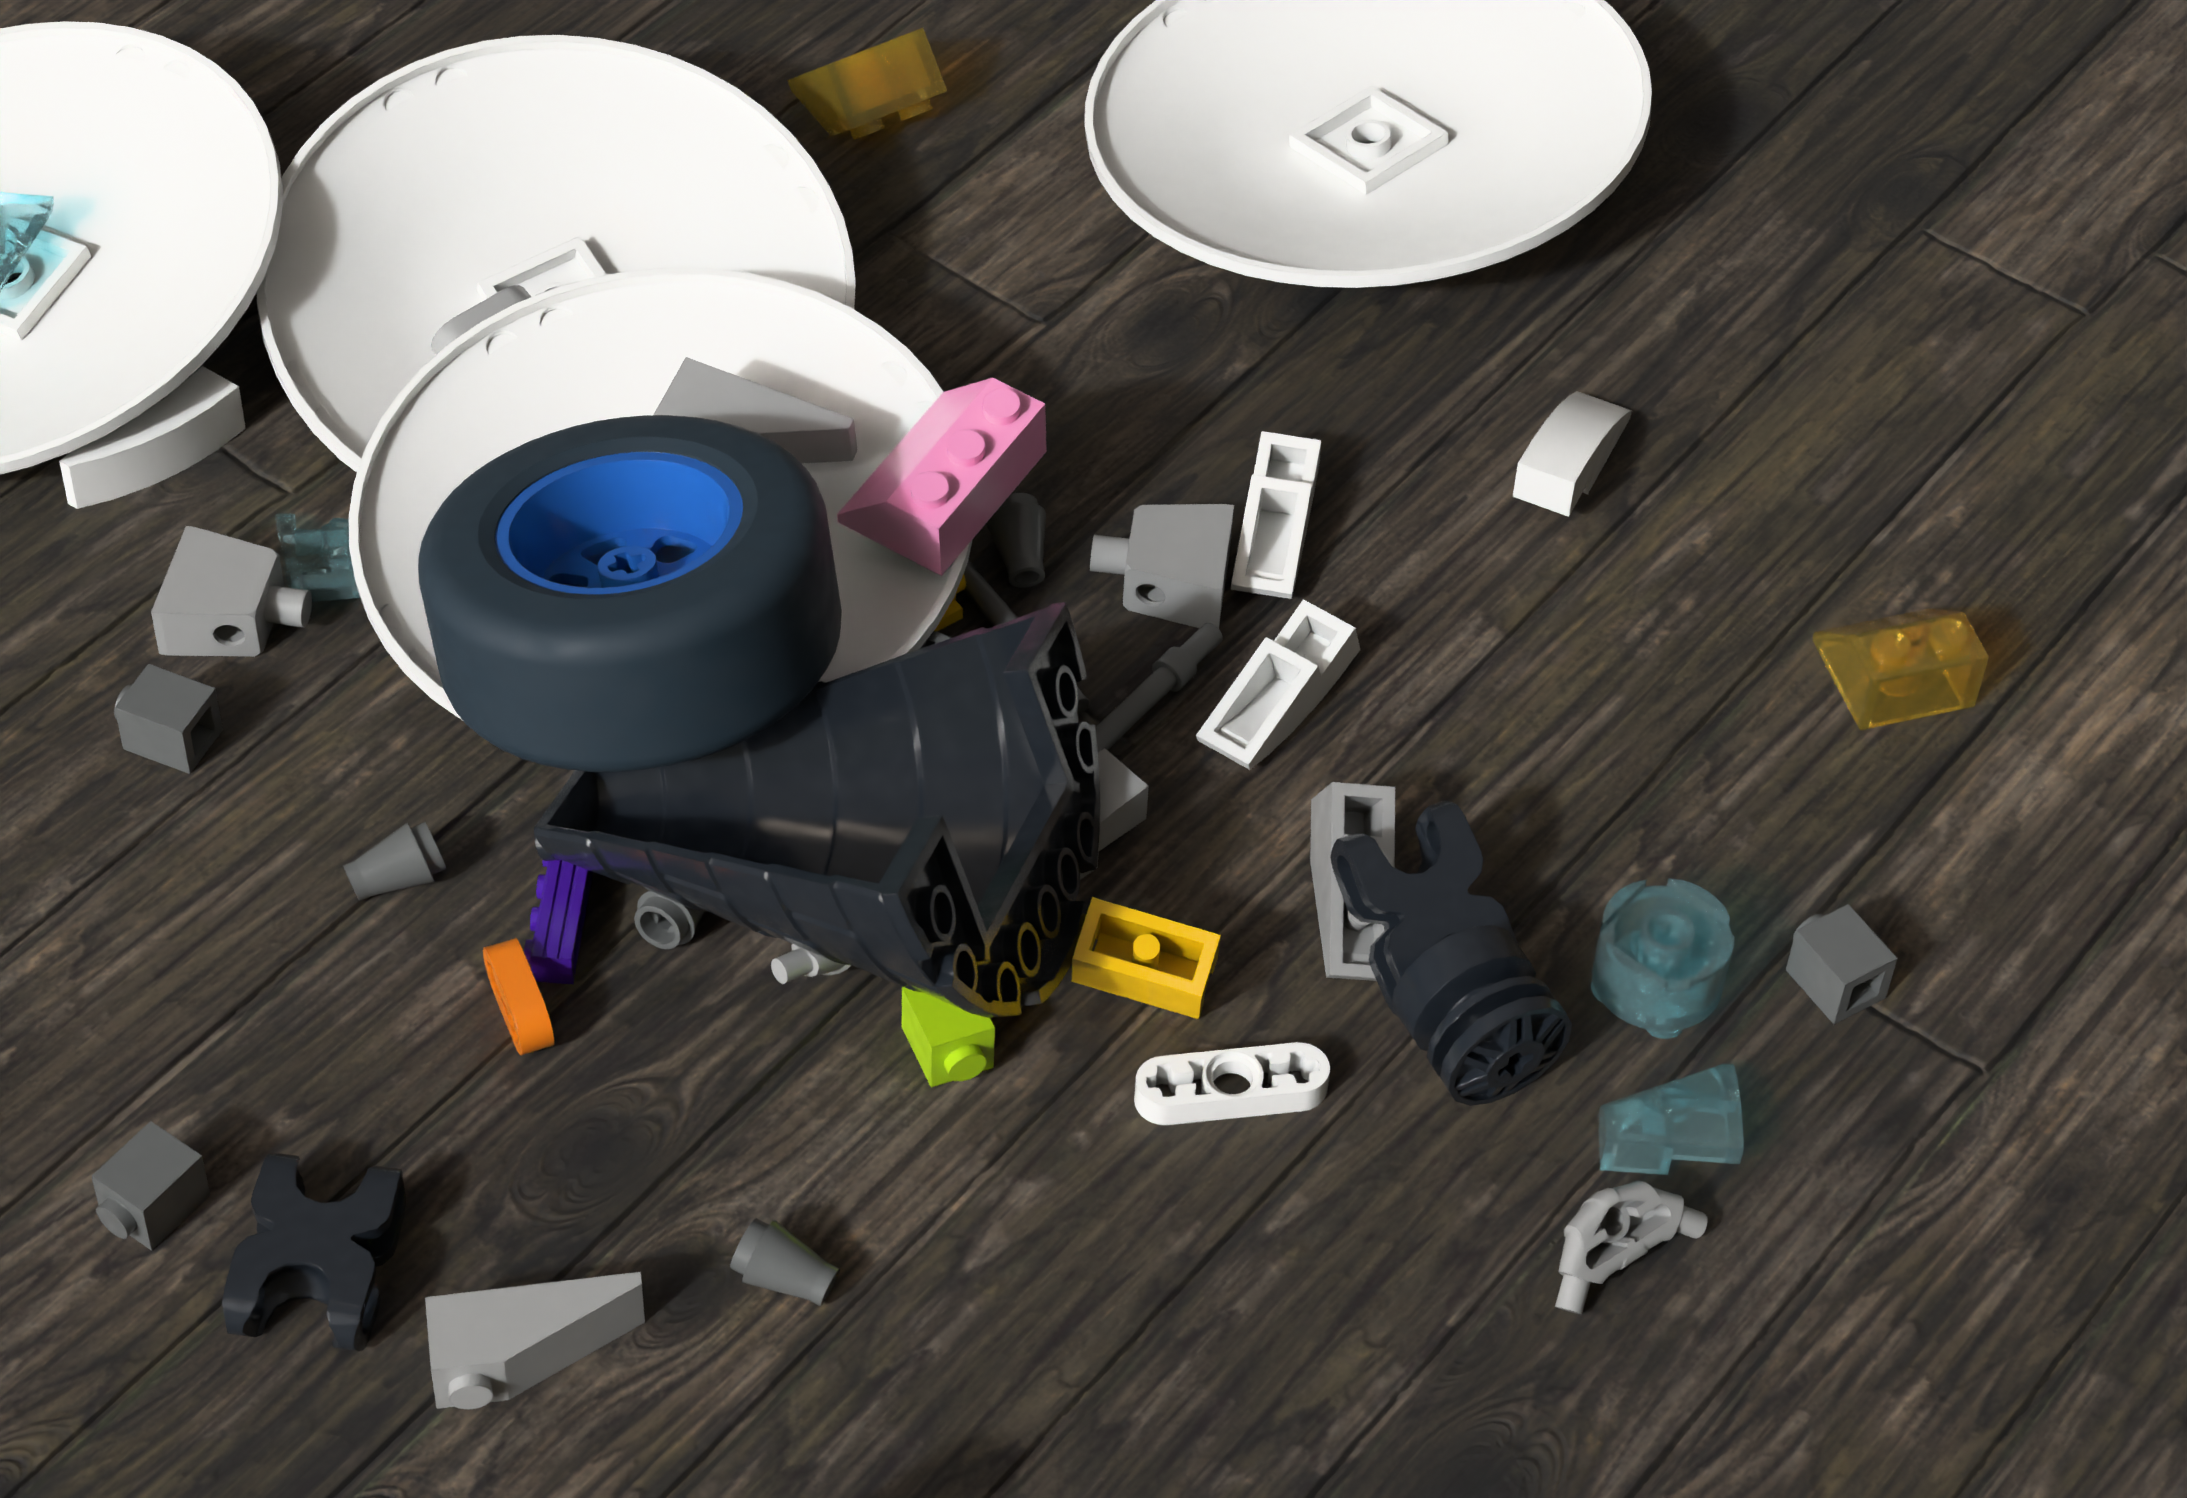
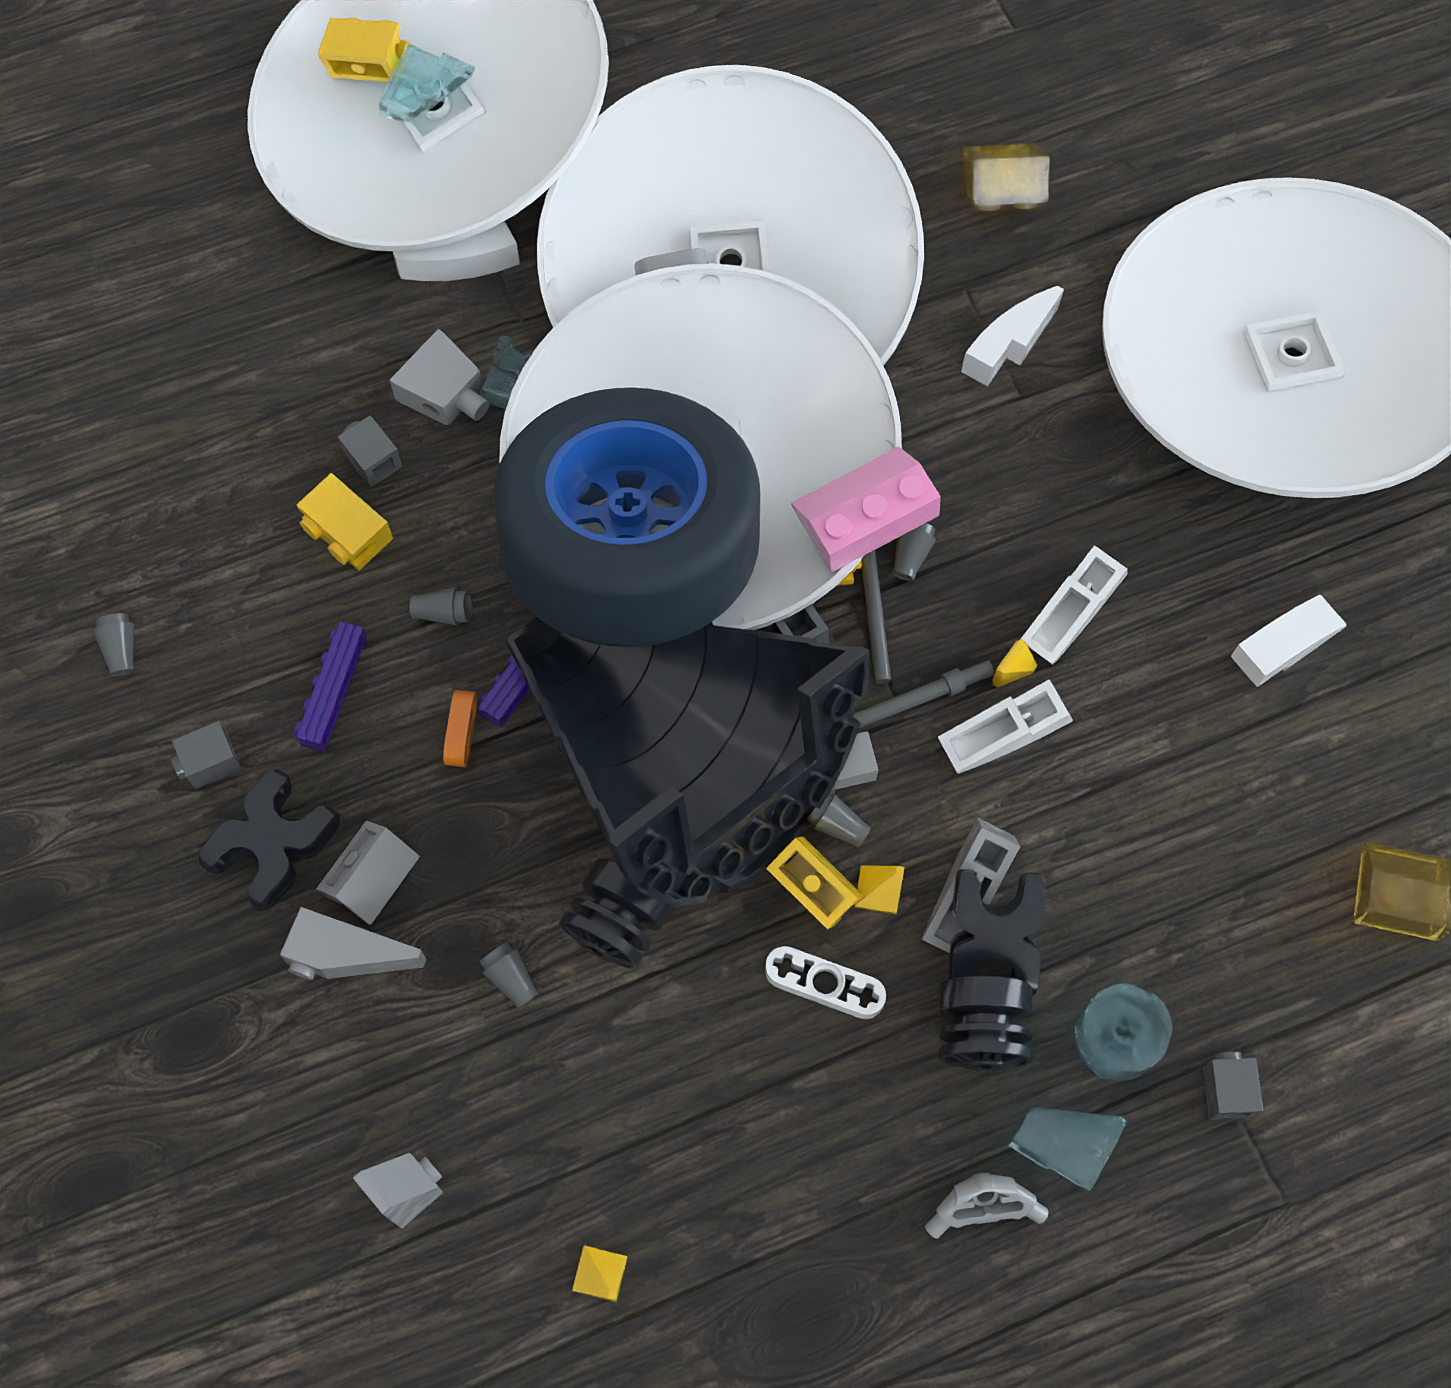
camera: 30 degrees right, 20 degrees up
(184, 817) = (344, 522): none -> yellow brick
(285, 1029) = (330, 686): none -> dark purple piece
(488, 1225) = (368, 871): none -> light grey panel
(796, 425) = (769, 409): light grey slope -> none
(896, 1106) = (613, 920): none -> black wheel
(993, 256) = (1011, 335): none -> white slope
(1129, 884) = (838, 821): none -> dark grey cone
(1171, 561) = (993, 608): light grey torso -> none
(1243, 940) = (880, 888): none -> yellow slope
(1245, 616) = (1015, 665): none -> yellow slope

